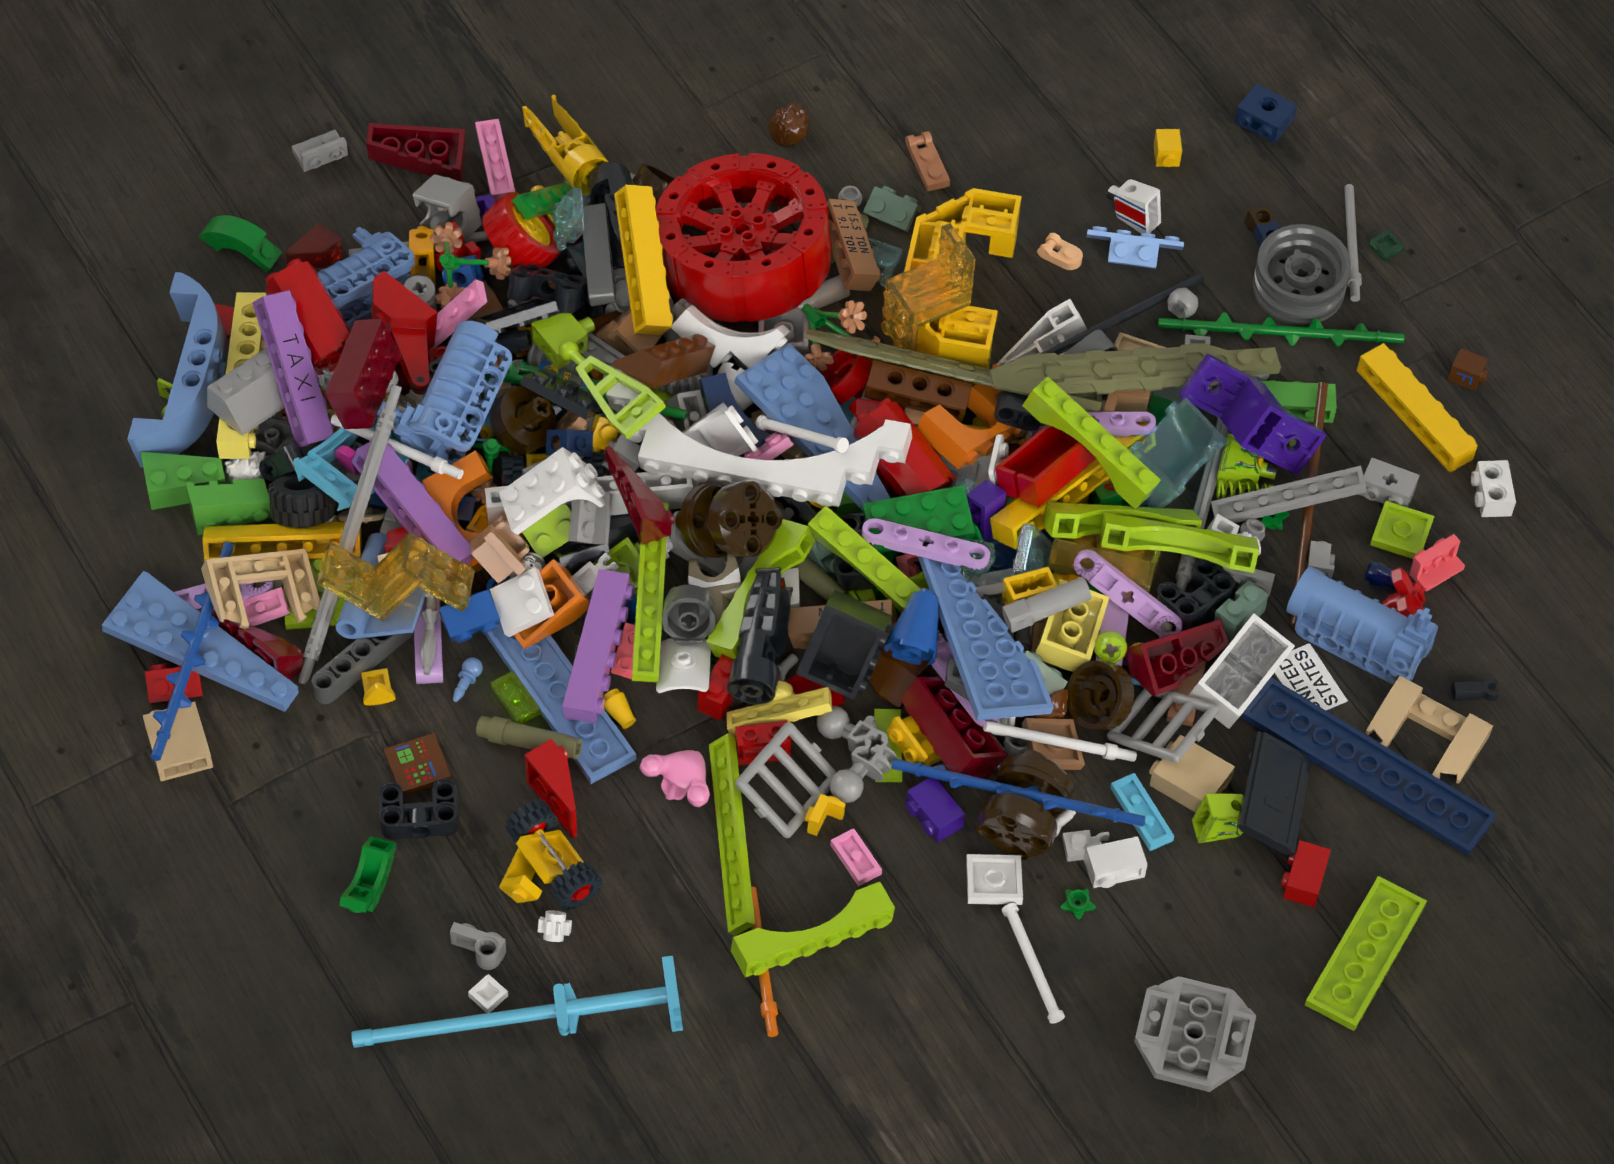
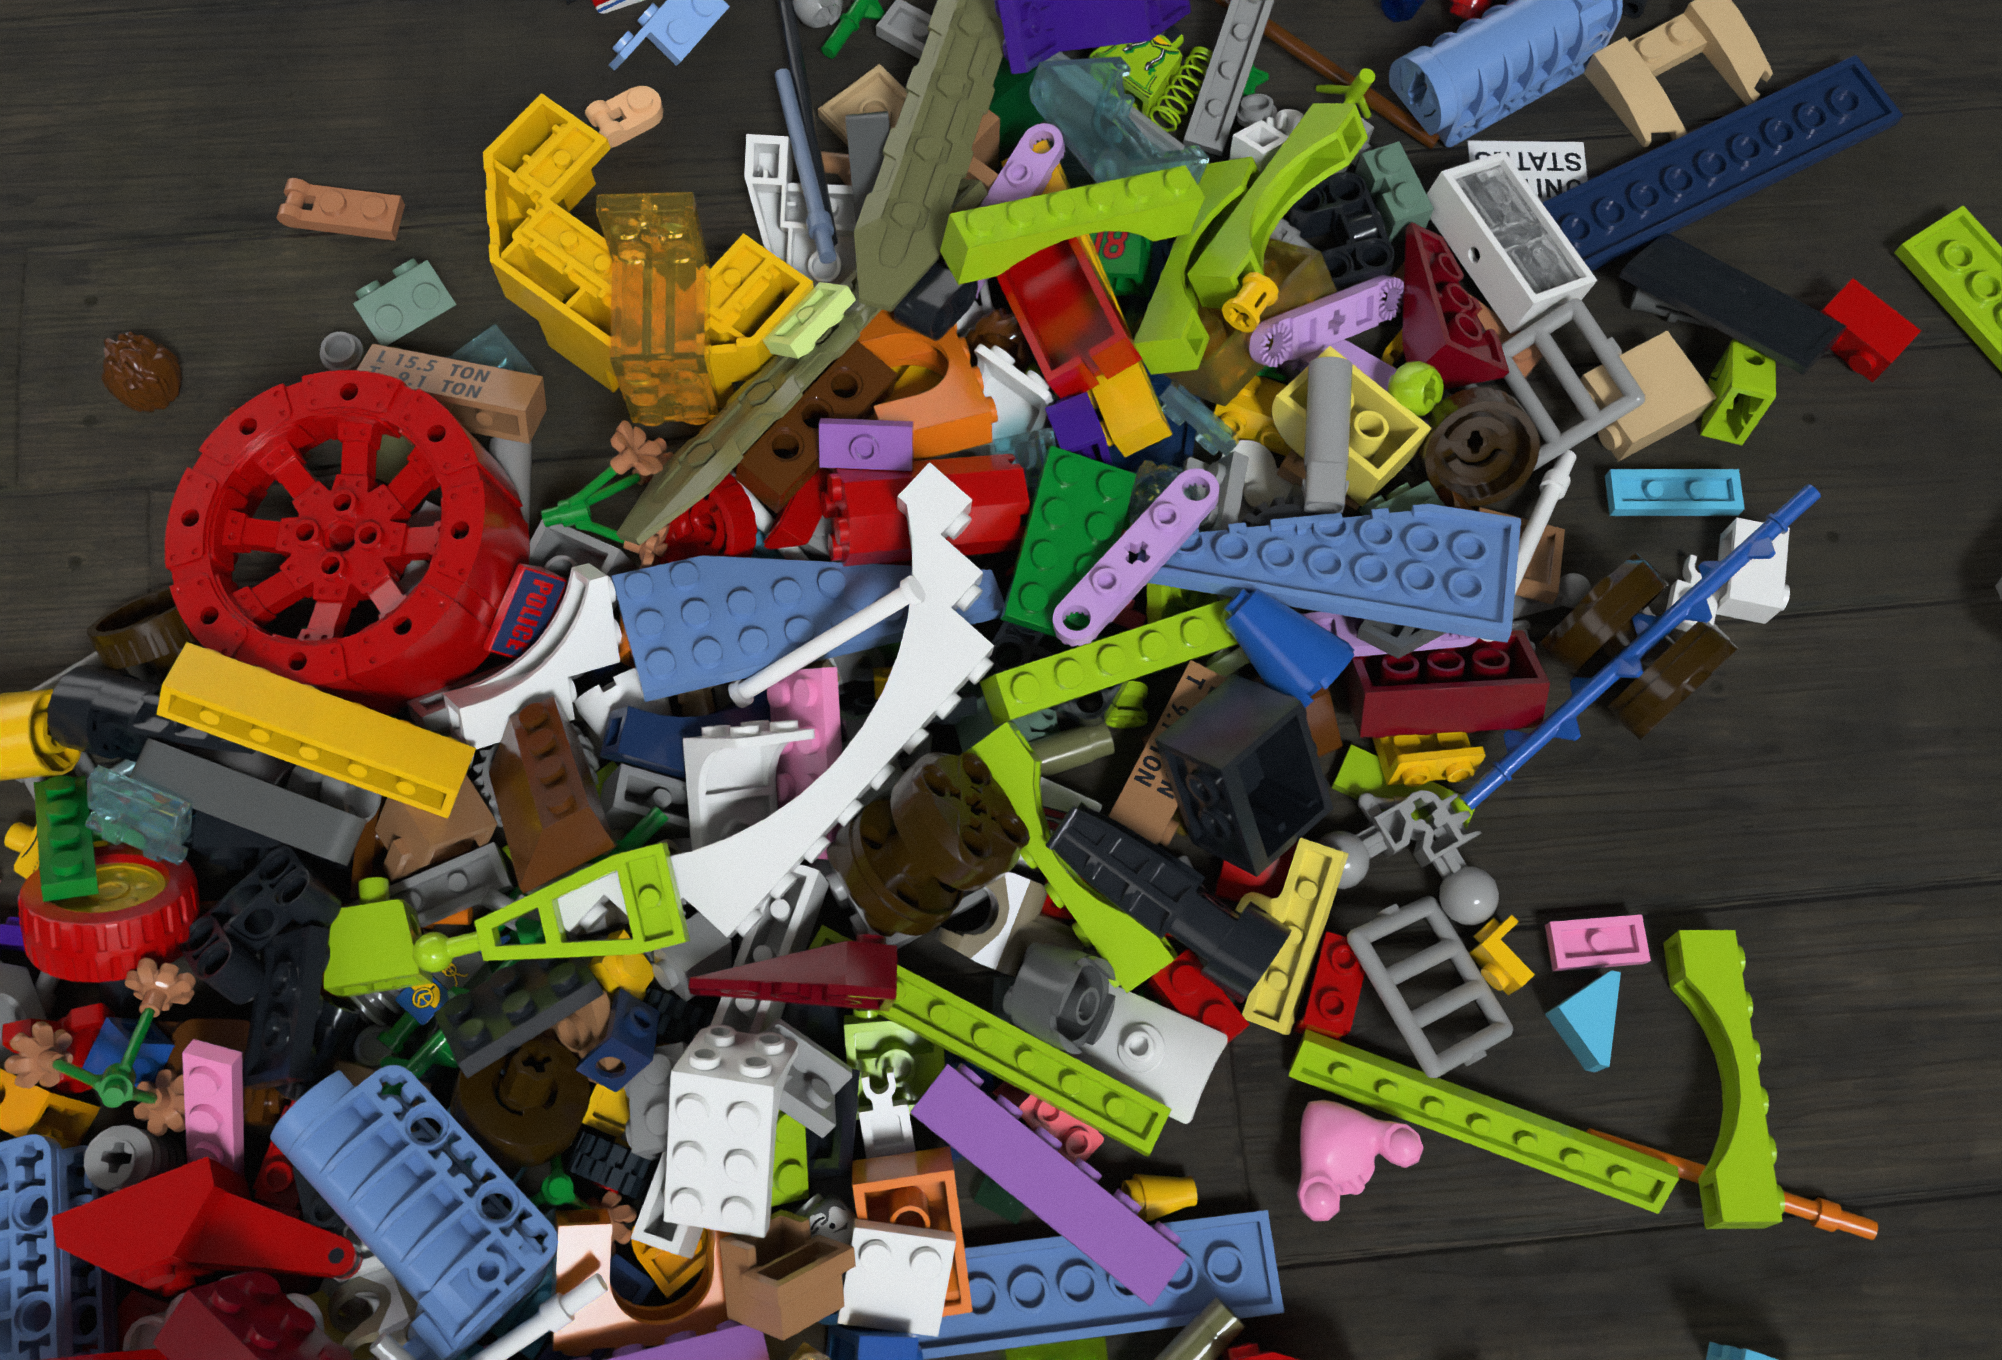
camera: 65 degrees left, 15 degrees up
(754, 318) = (525, 610): none -> slope
(813, 864) = (1588, 1021): none -> medium azure slope
(913, 406) = (866, 444): none -> medium lavender plate
(934, 809) = (1562, 782): dark purple brick -> none
(959, 356) = (809, 320): none -> yellowish green plate
(994, 879) = (1713, 755): white plate -> none
(1010, 911) = (1975, 782): white bar -> none
(1027, 585) = (1276, 467): yellow torso -> none
(1040, 348) = (818, 220): none -> sand blue bar
(1081, 896) = (1794, 648): green plate -> none
(1093, 533) = (1250, 302): none -> yellow bush
(1287, 563) = (1354, 92): none -> lime plant
(1321, 557) = (1353, 50): light grey brick -> none

